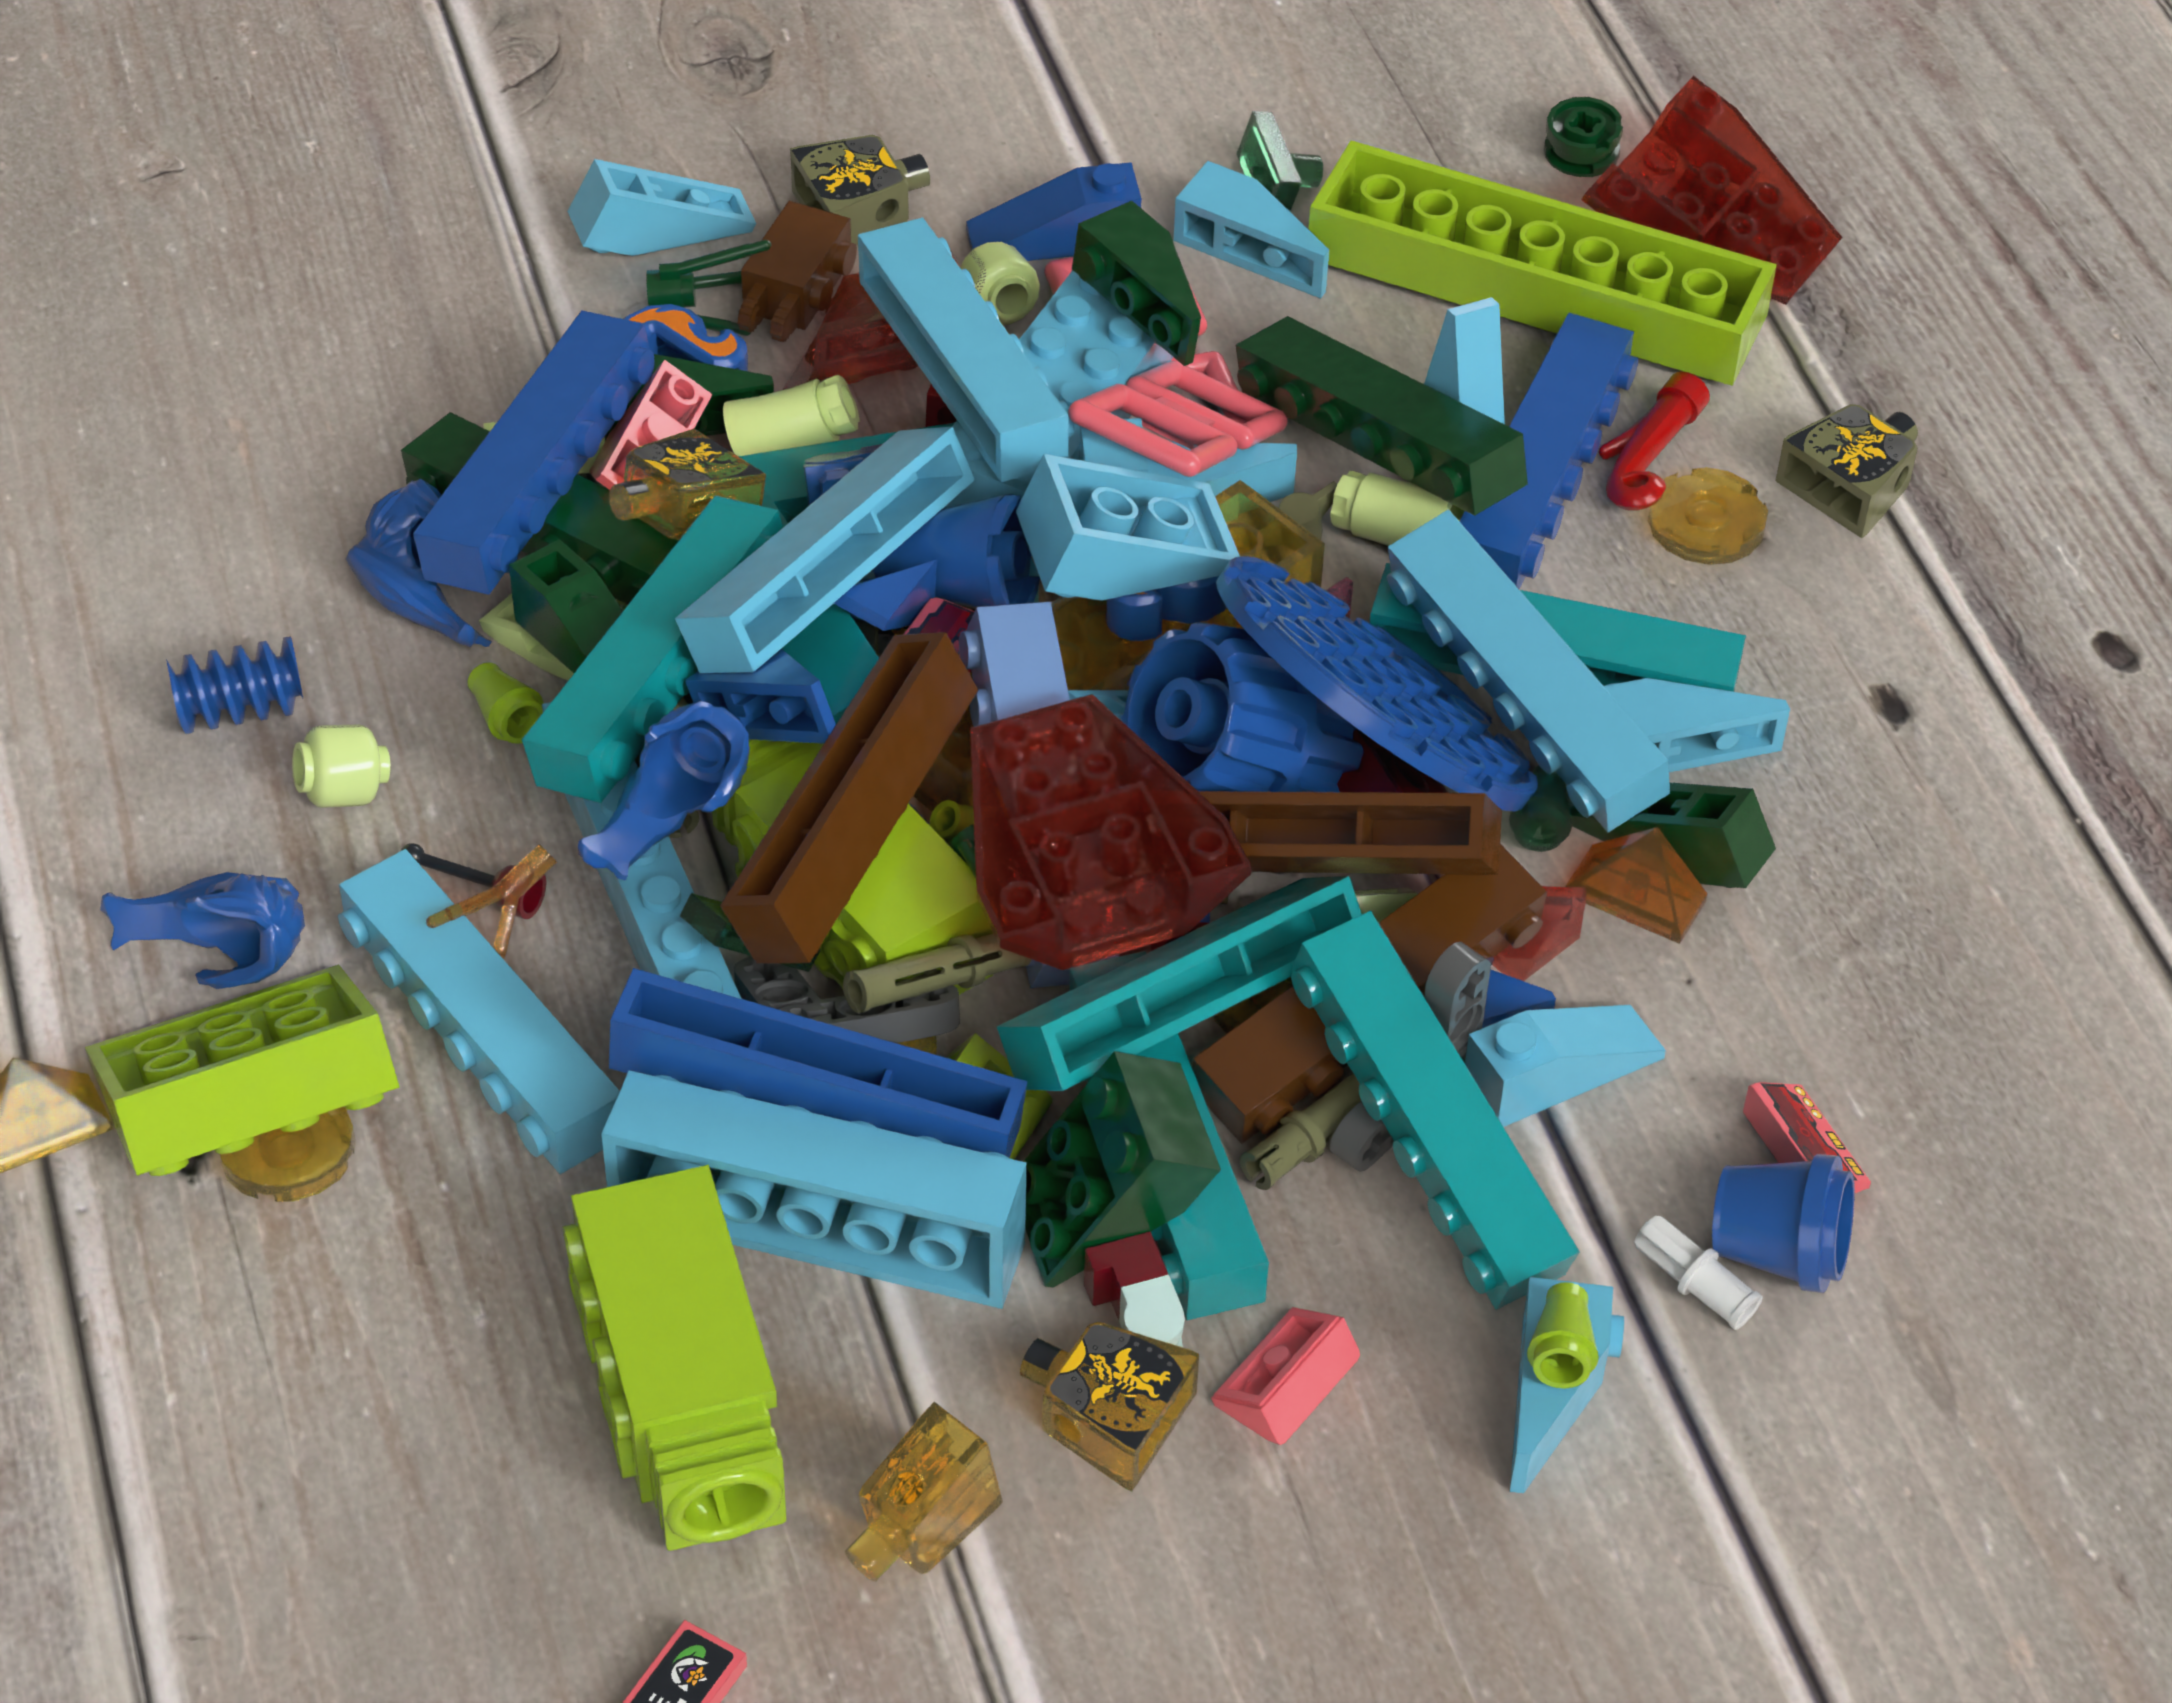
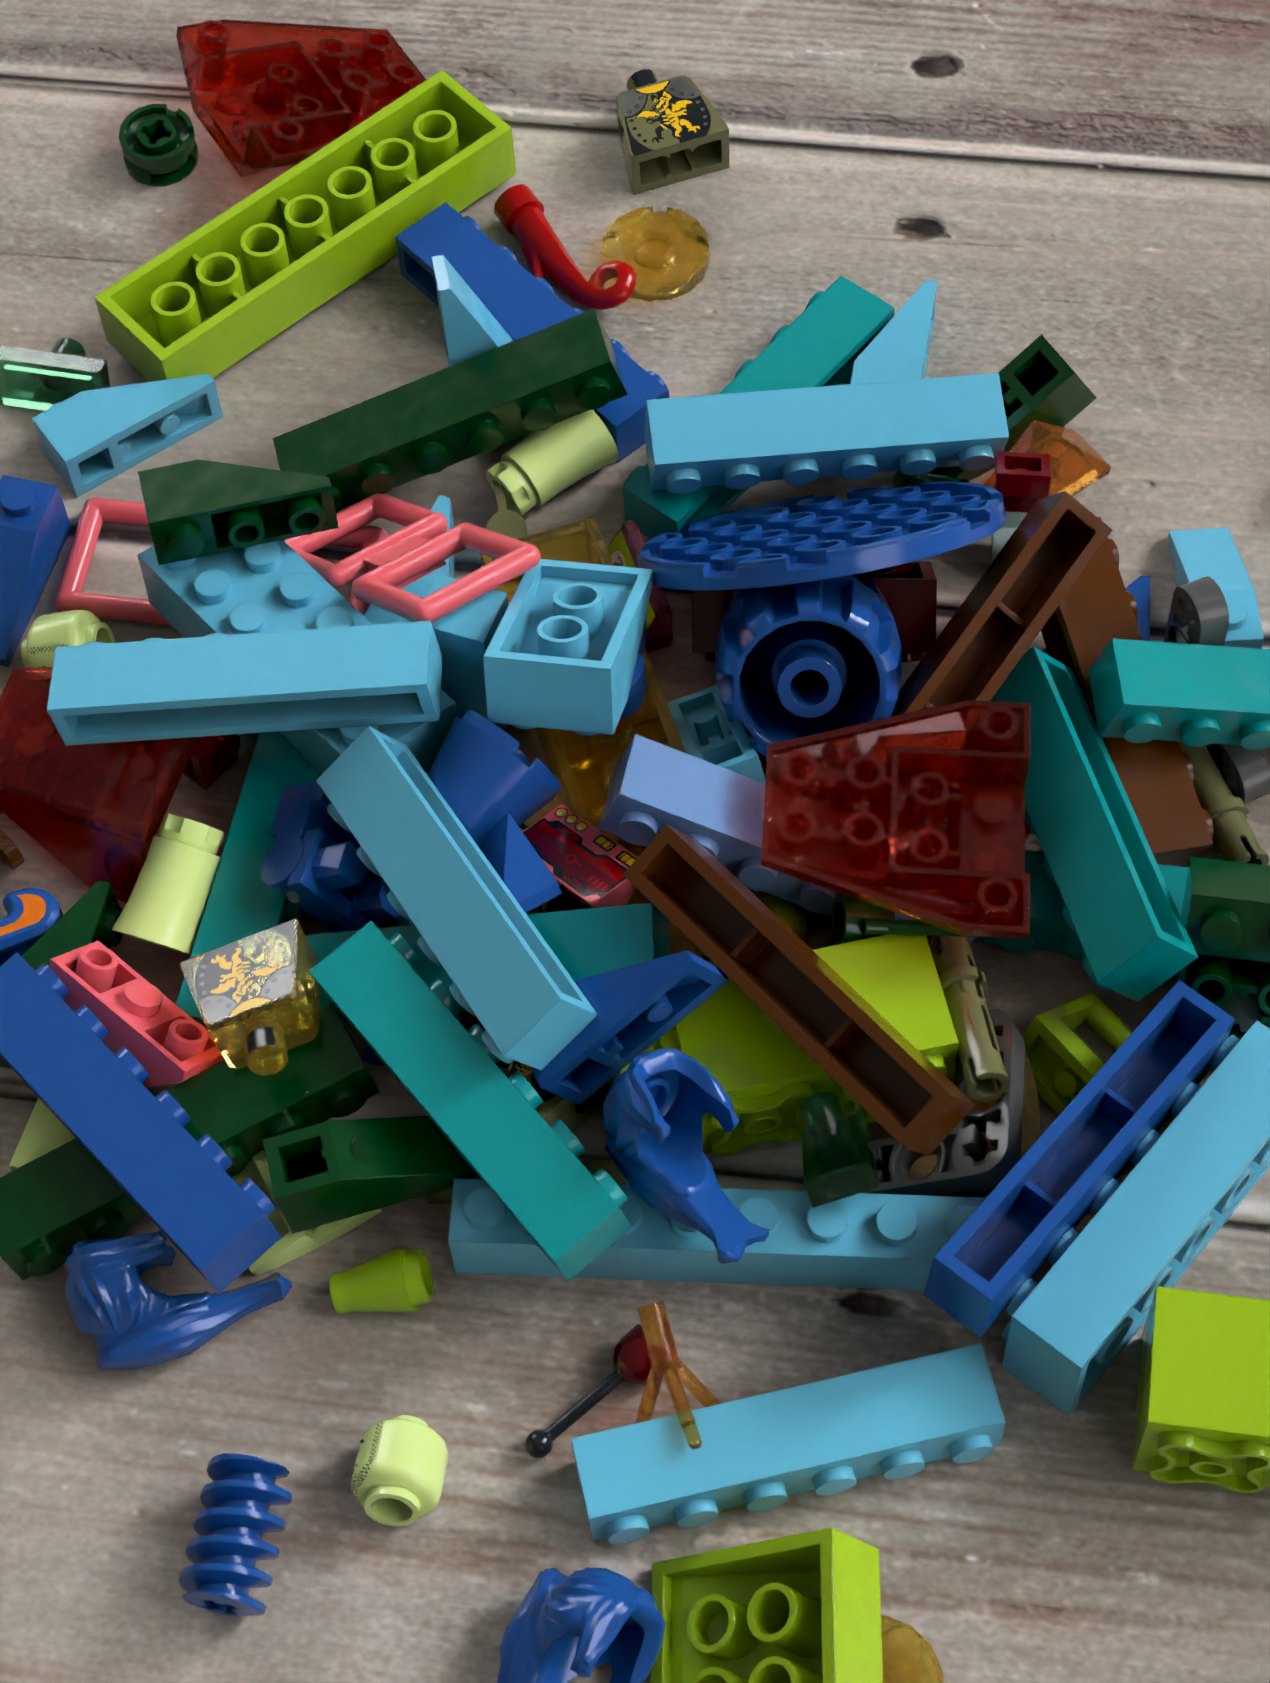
camera: 60 degrees left, 10 degrees up
(1554, 847) = (1019, 489): none -> dark red leg

